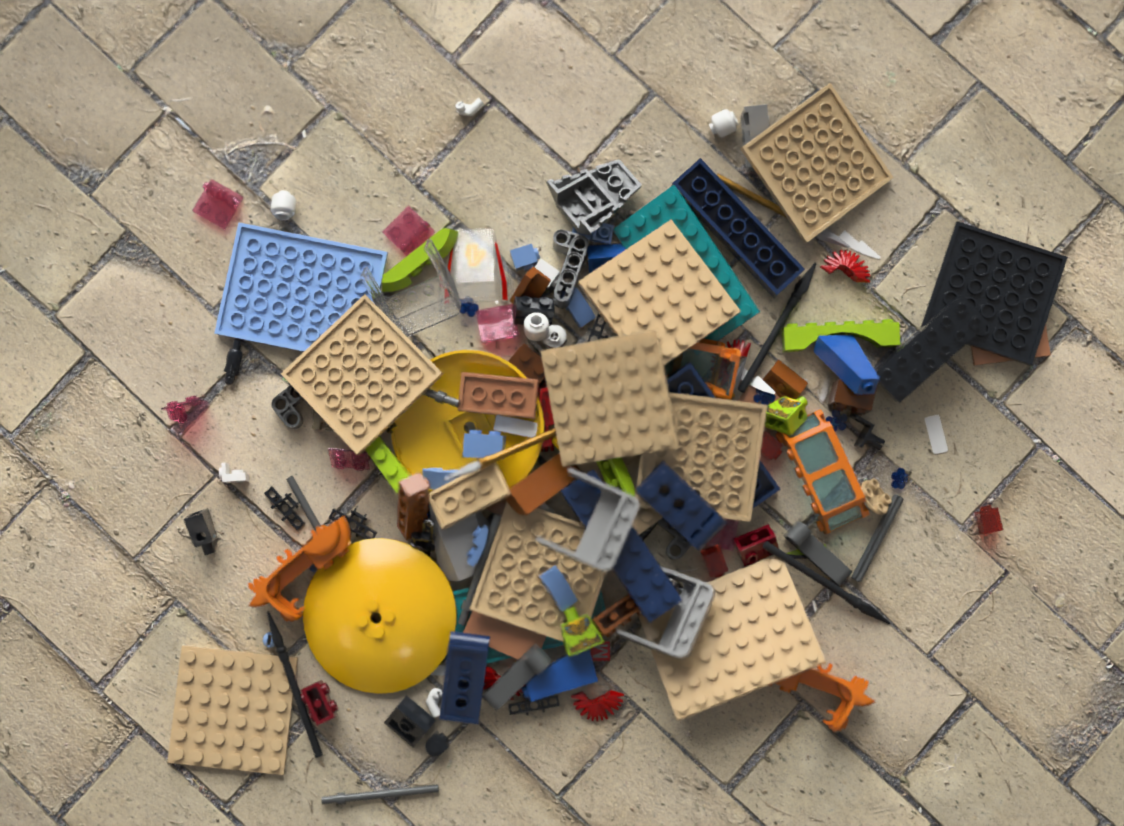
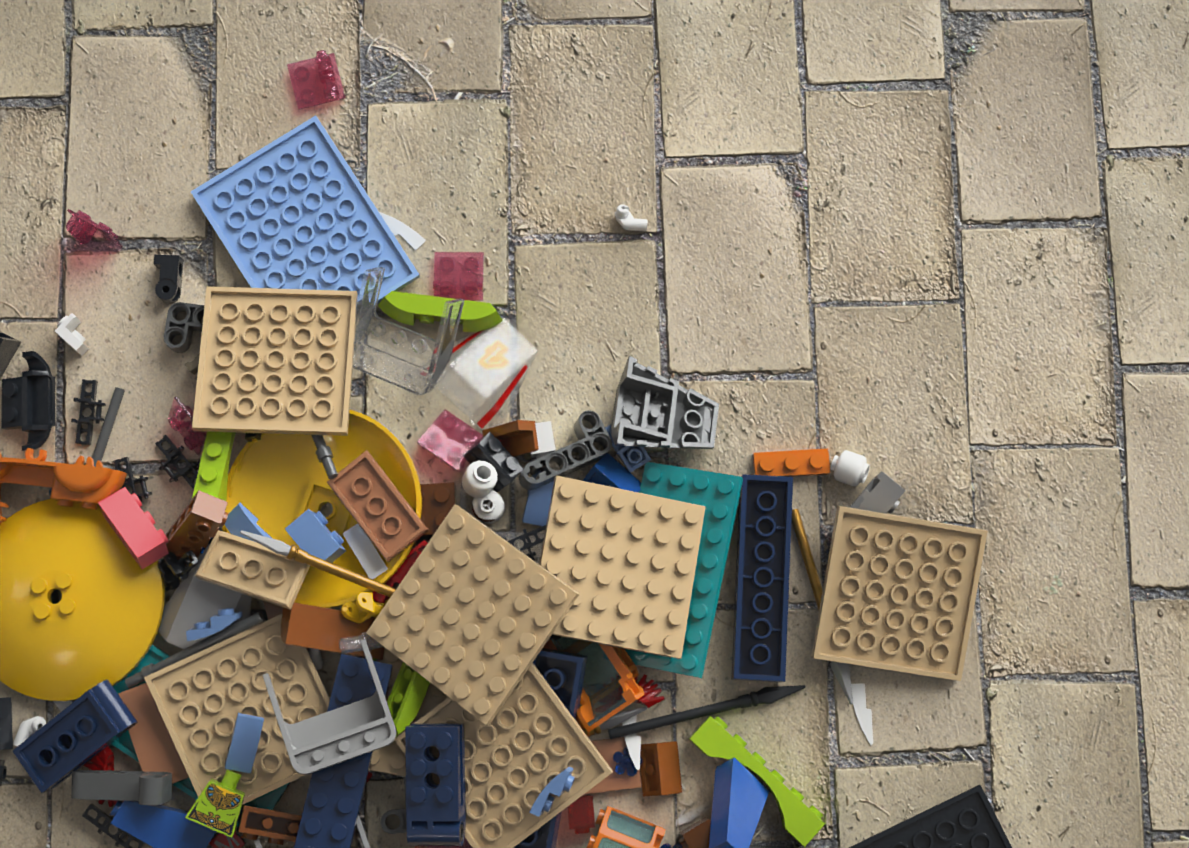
camera: 40 degrees right, 5 degrees down
(233, 362) = (180, 234): black piece -> none
(248, 533) = (30, 401): none -> black plate
(257, 395) = (170, 277): none -> black leg
(283, 205) = (371, 140): white head -> none
(361, 236) = (405, 231): none -> white sticker
(371, 484) = (170, 456): none -> black piece
(380, 539) = (134, 527): none -> coral brick
(470, 308) = (440, 401): clear blue plant -> none
(525, 257) = (538, 405): medium blue brick -> none
(547, 456) = (362, 608): none -> yellow piece
(563, 477) = (353, 644): none -> clear pin
(689, 152) = (792, 463): none -> orange plate
(745, 440) = (556, 786): none -> medium blue slope
(786, 414) = (627, 800): lime torso -> none
(848, 265) = (833, 720): red hair -> none

